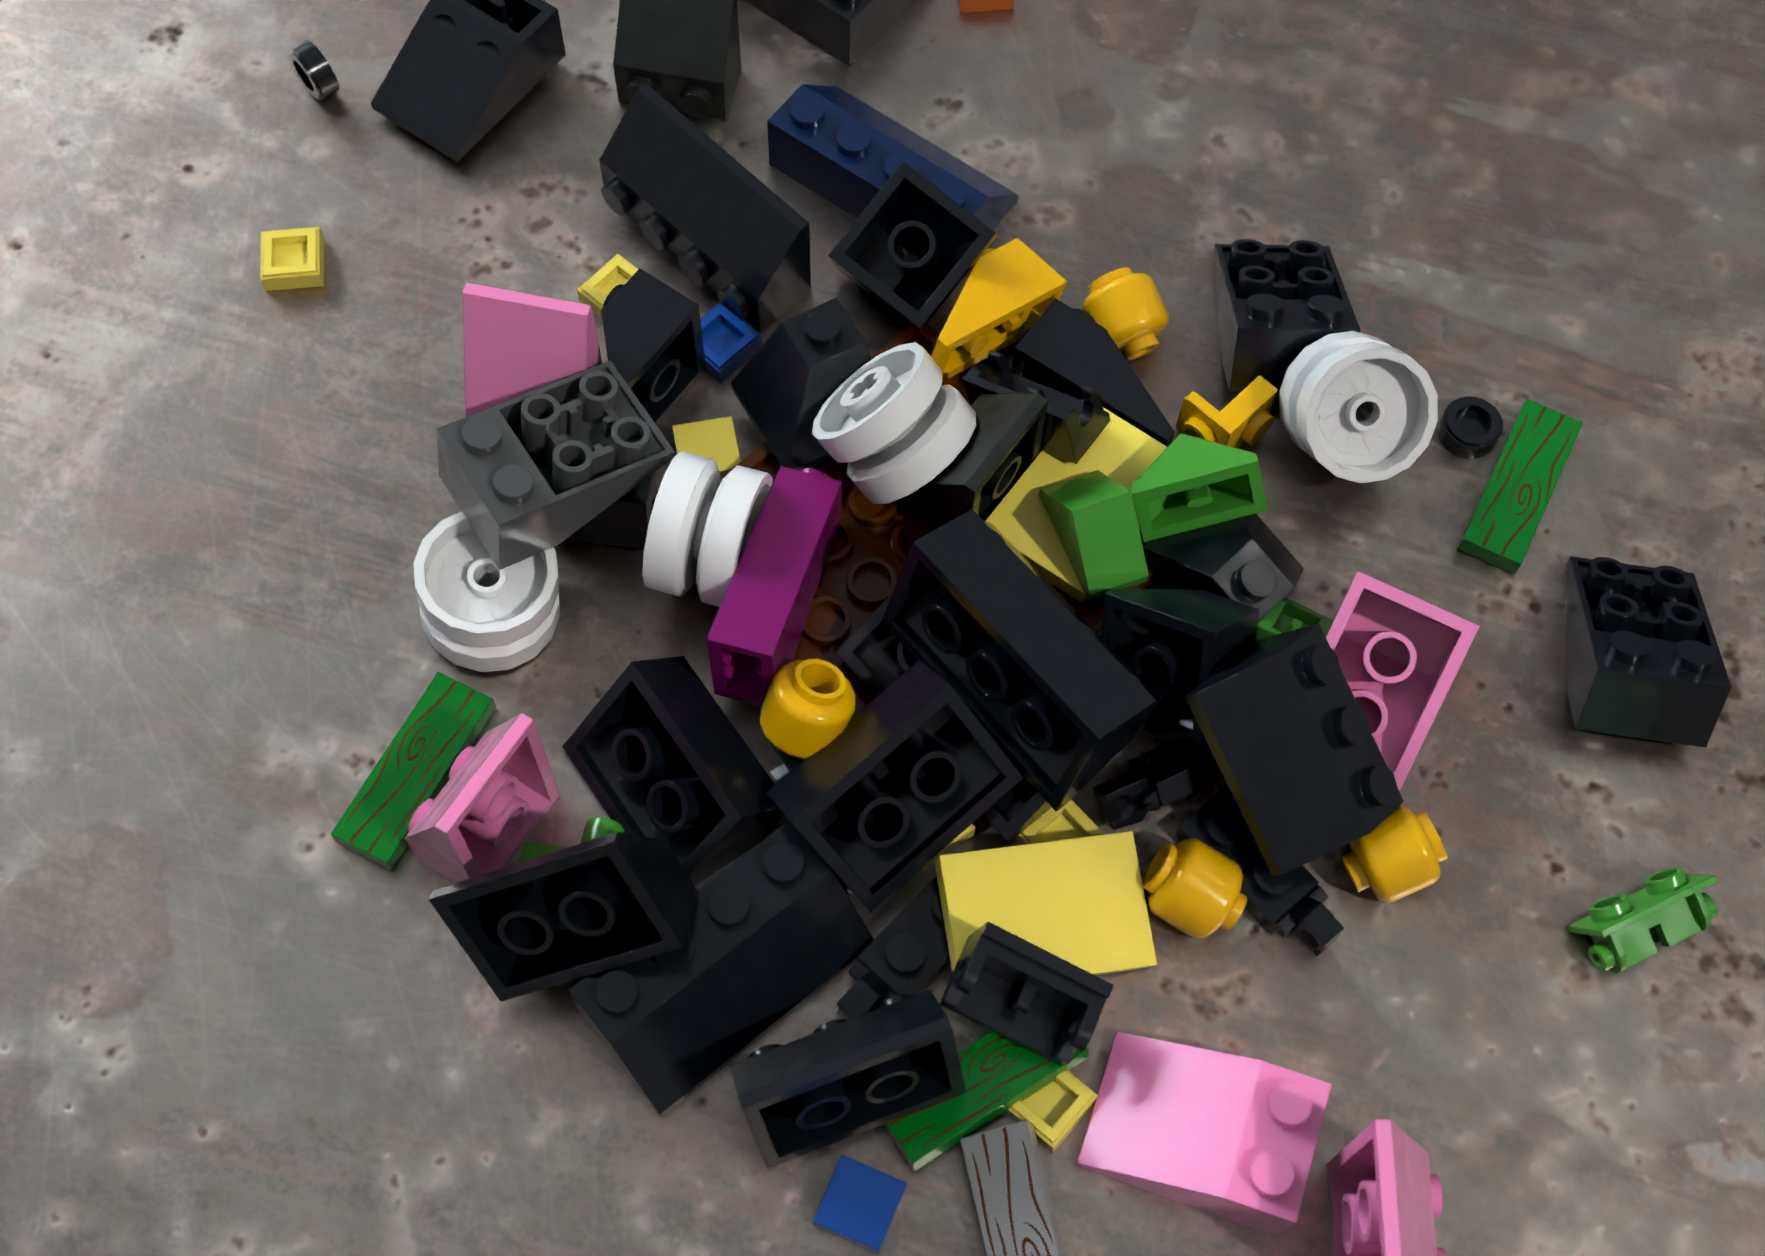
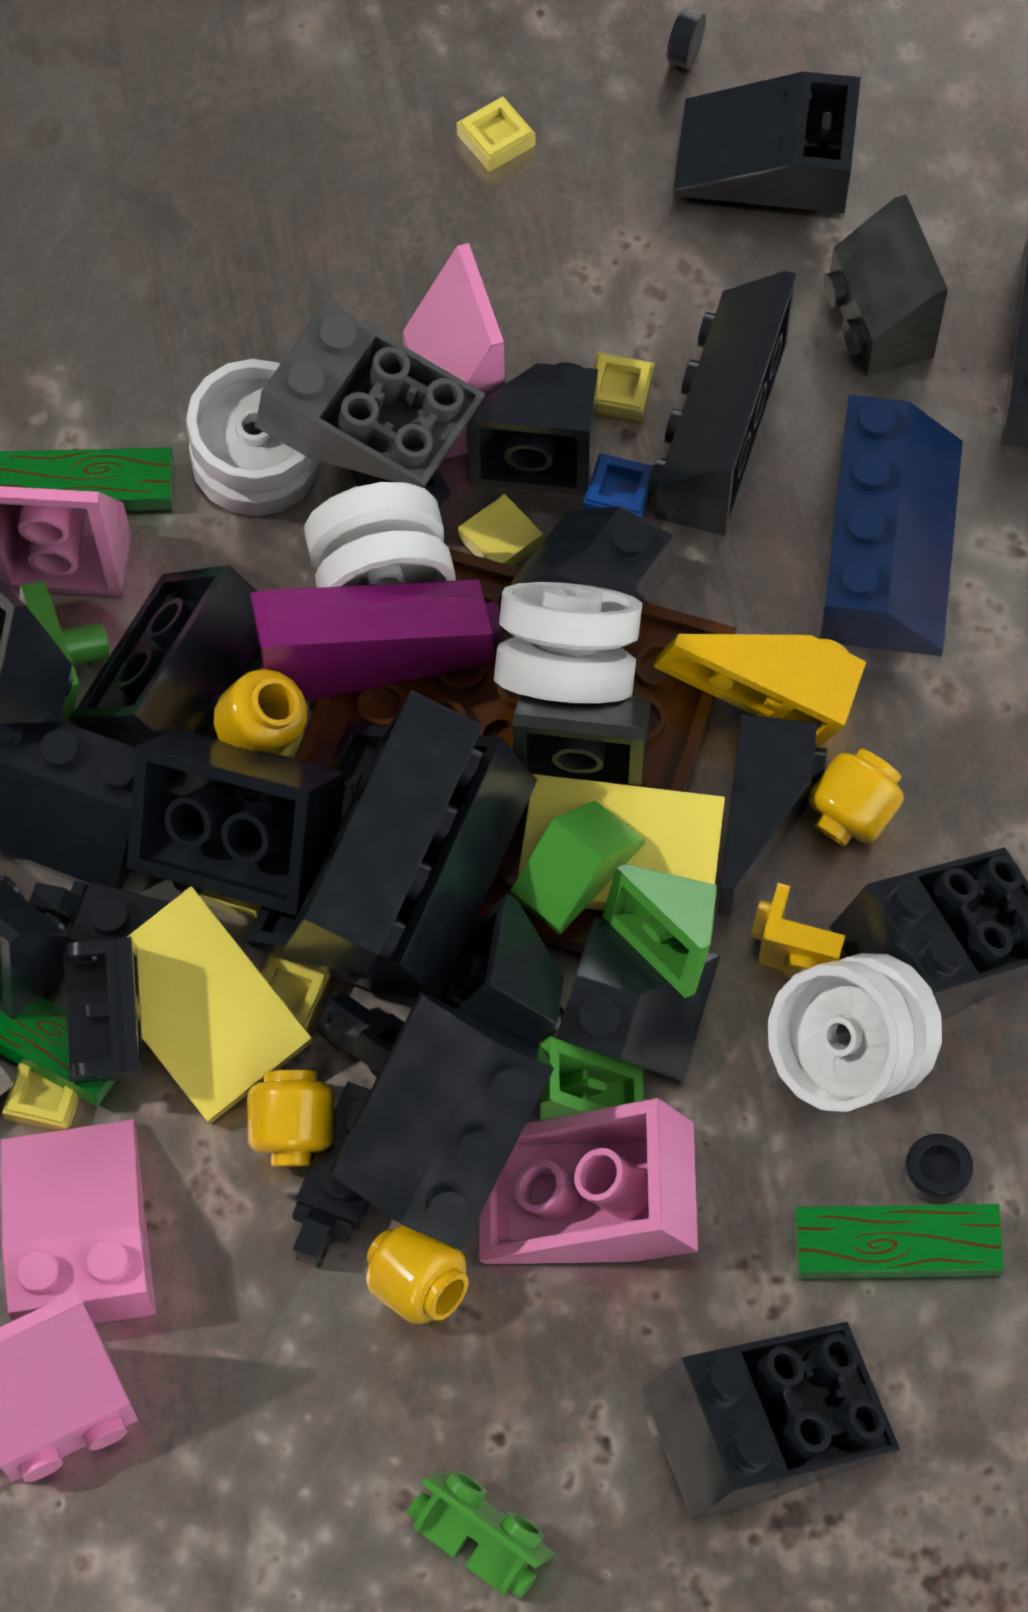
camera: 65 degrees right, 0 degrees up
(911, 246) = (782, 573): black slope -> none
(1069, 422) = (677, 757): black hinge -> none

